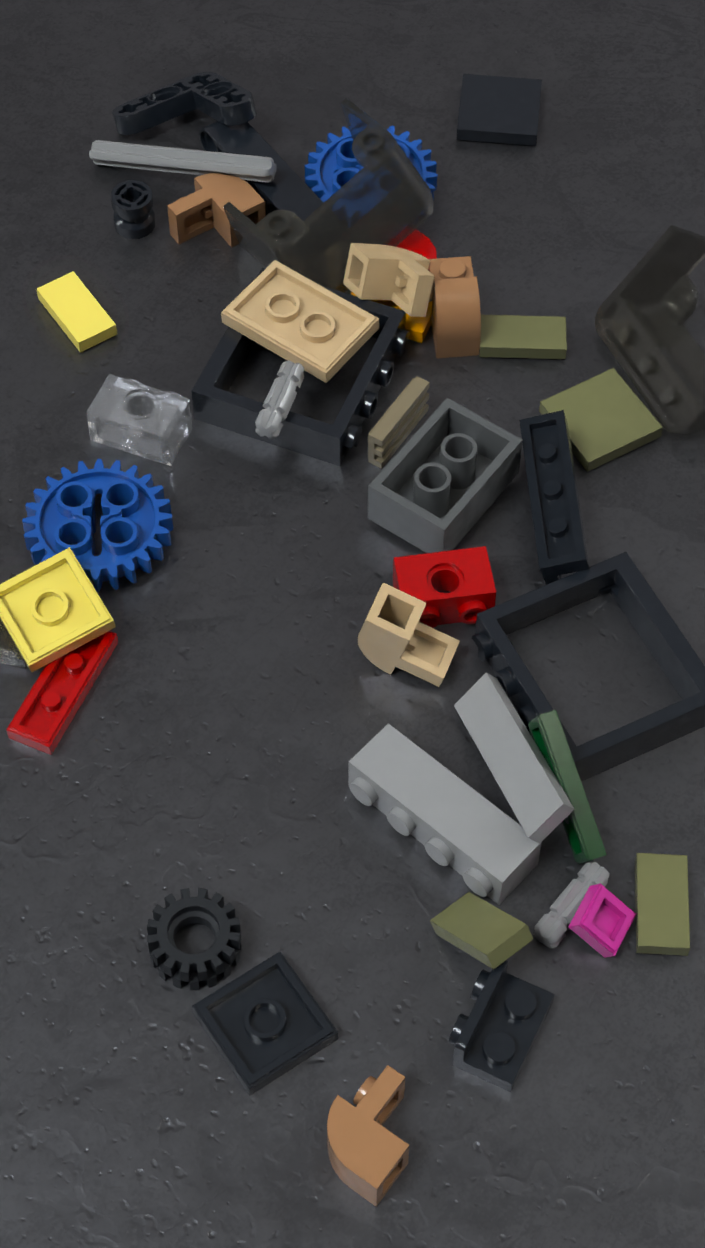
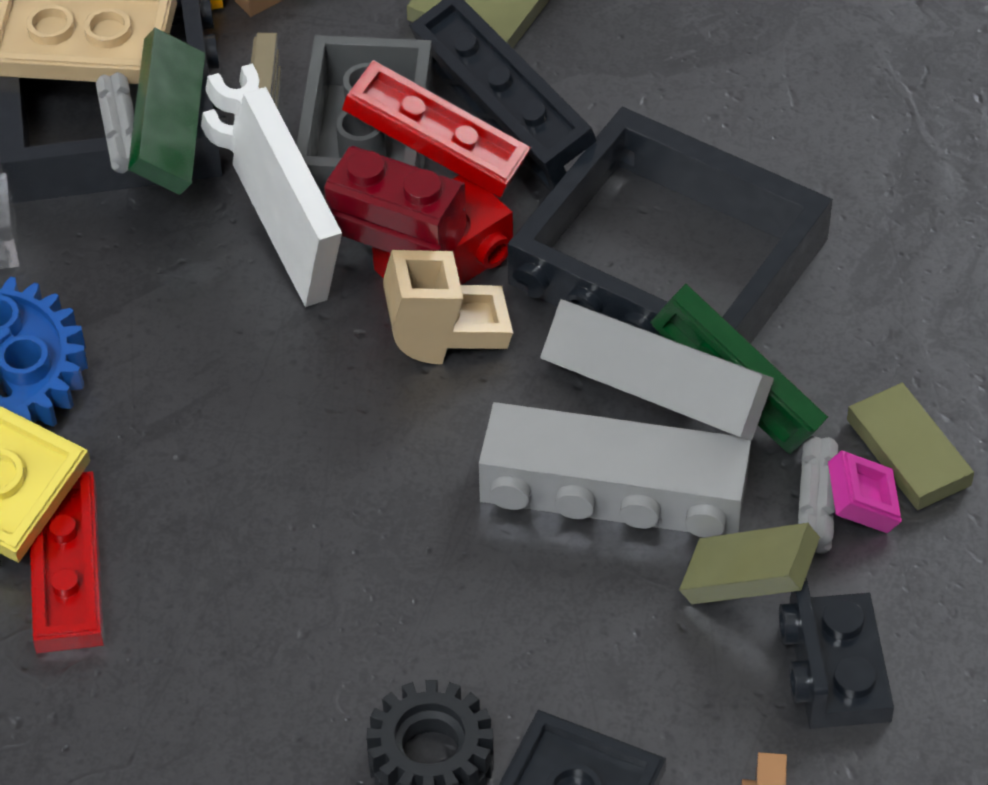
camera: 30 degrees left, 5 degrees down
(312, 407) = (167, 111): none -> dark green tile
(351, 488) = (276, 182): none -> white tile
(410, 550) = (395, 203): none -> dark red brick
(478, 507) = (436, 128): none -> red tile

